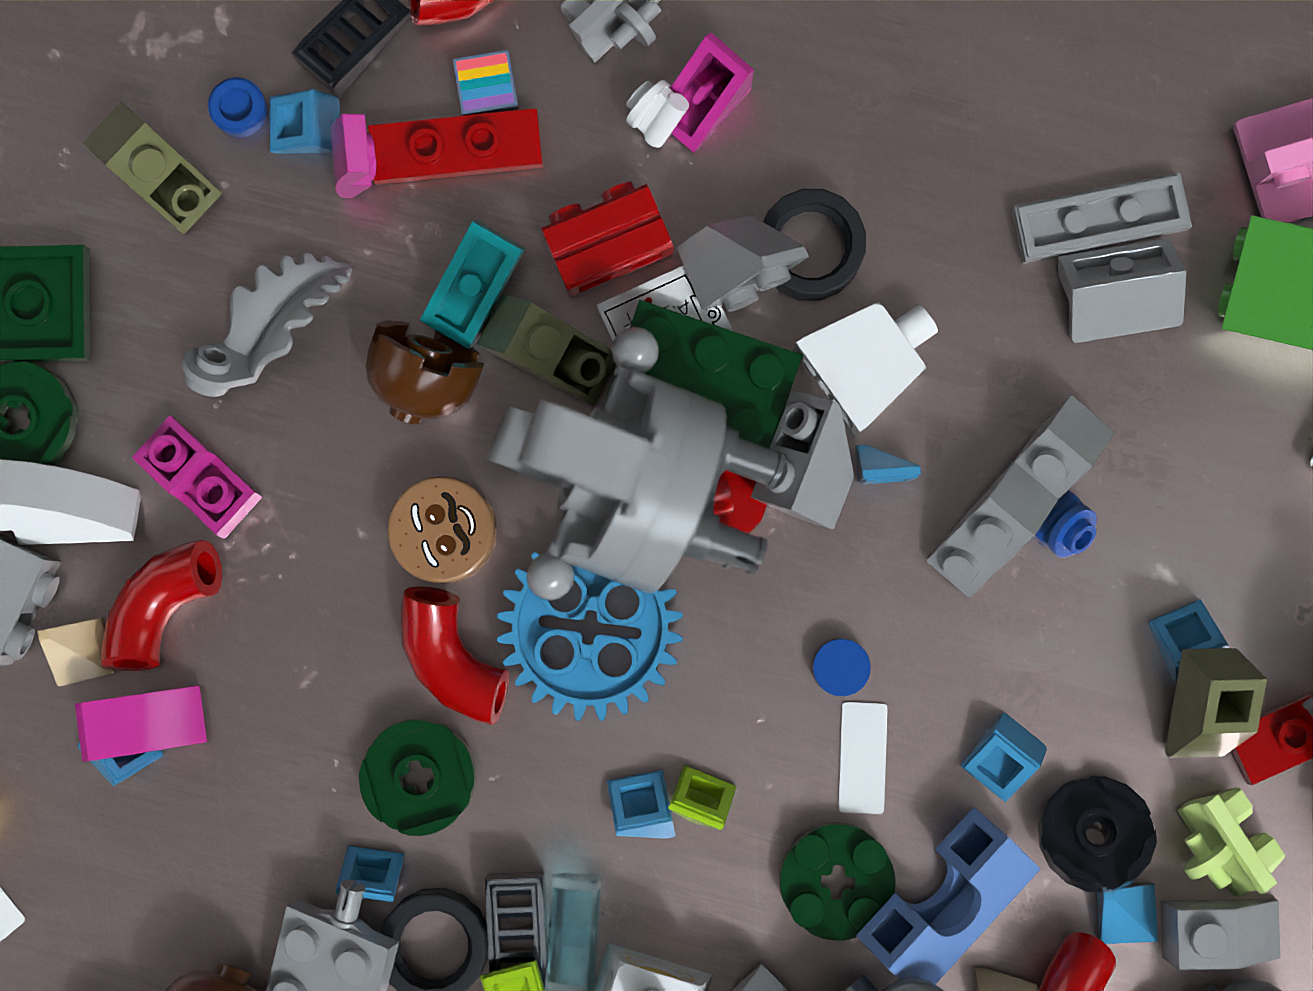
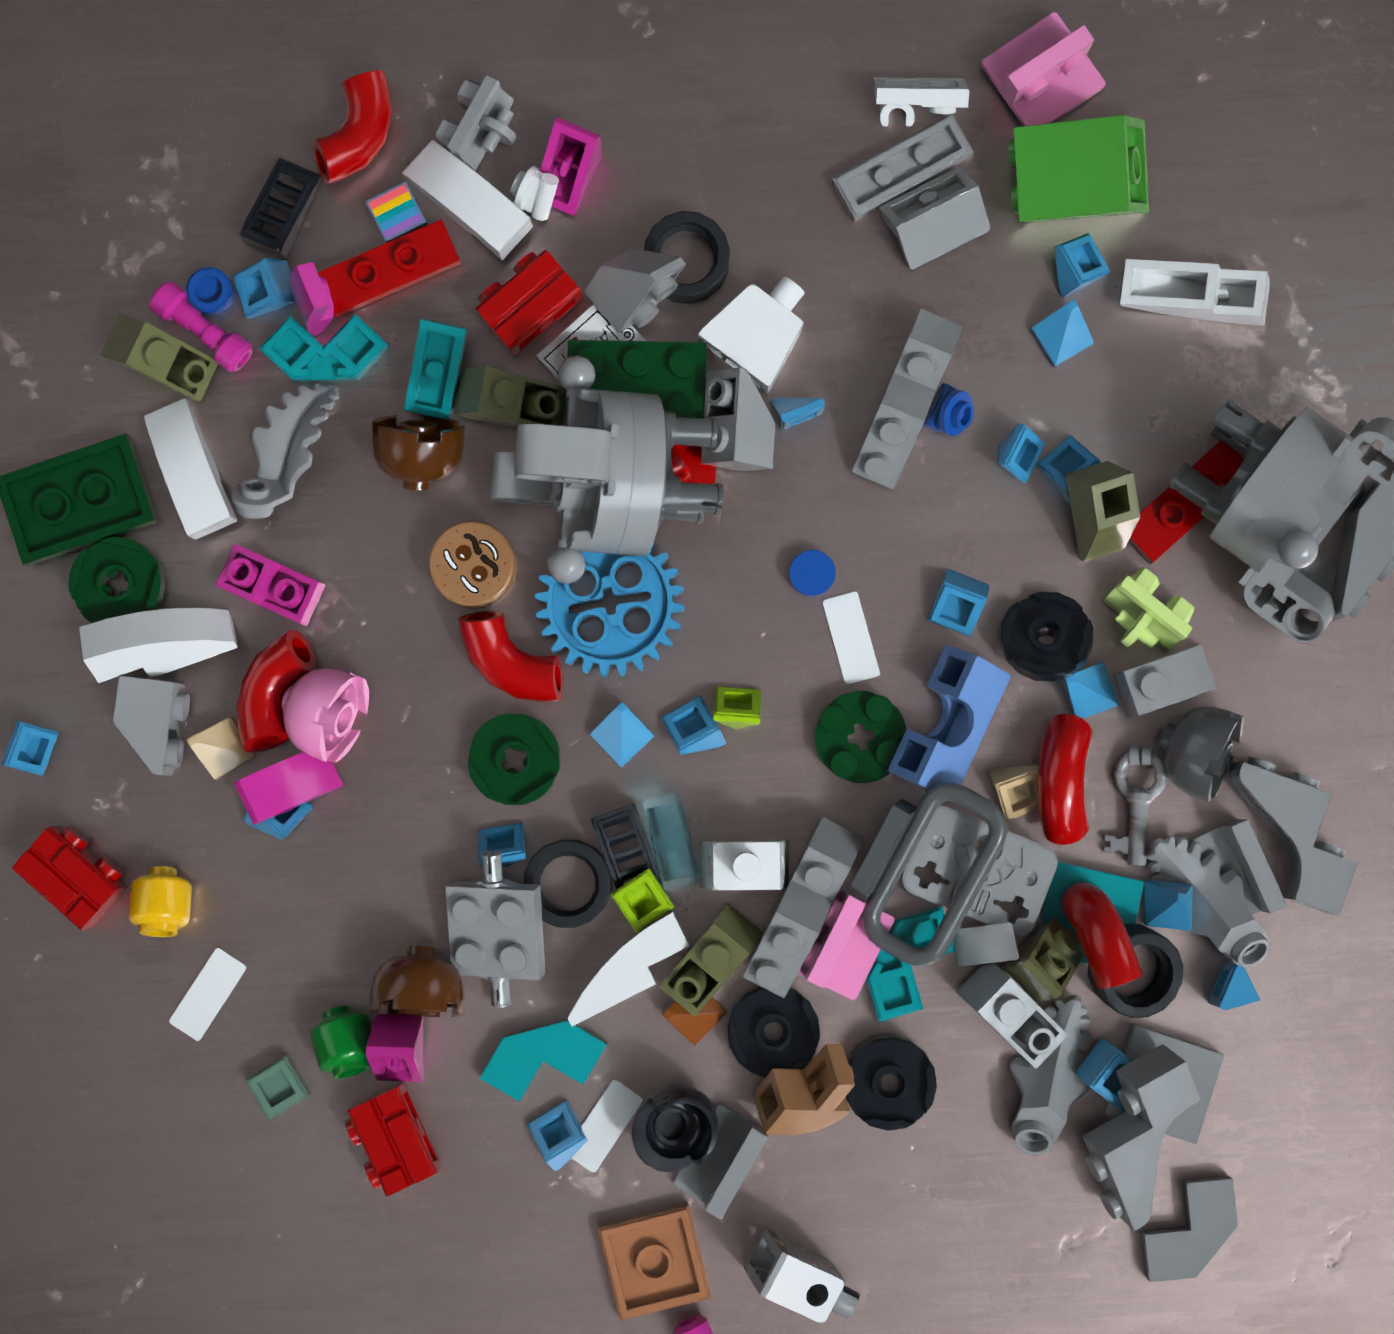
camera: 20 degrees left, 0 degrees up
(144, 311) = (189, 469): none -> white slope
(187, 107) = (171, 303): none -> dark pink piece
(208, 649) = (322, 711): none -> bright pink cylinder
(367, 235) = (342, 358): none -> teal tile
(554, 787) = (621, 734): none -> dark azure slope
(575, 94) = (468, 199): none -> white slope
(1134, 602) = (1020, 452): none -> dark azure slope
(1170, 144) = (938, 94): none -> white plate
(1230, 476) = (1063, 333): none -> dark azure slope
(1275, 399) = (1078, 264): none -> dark azure slope

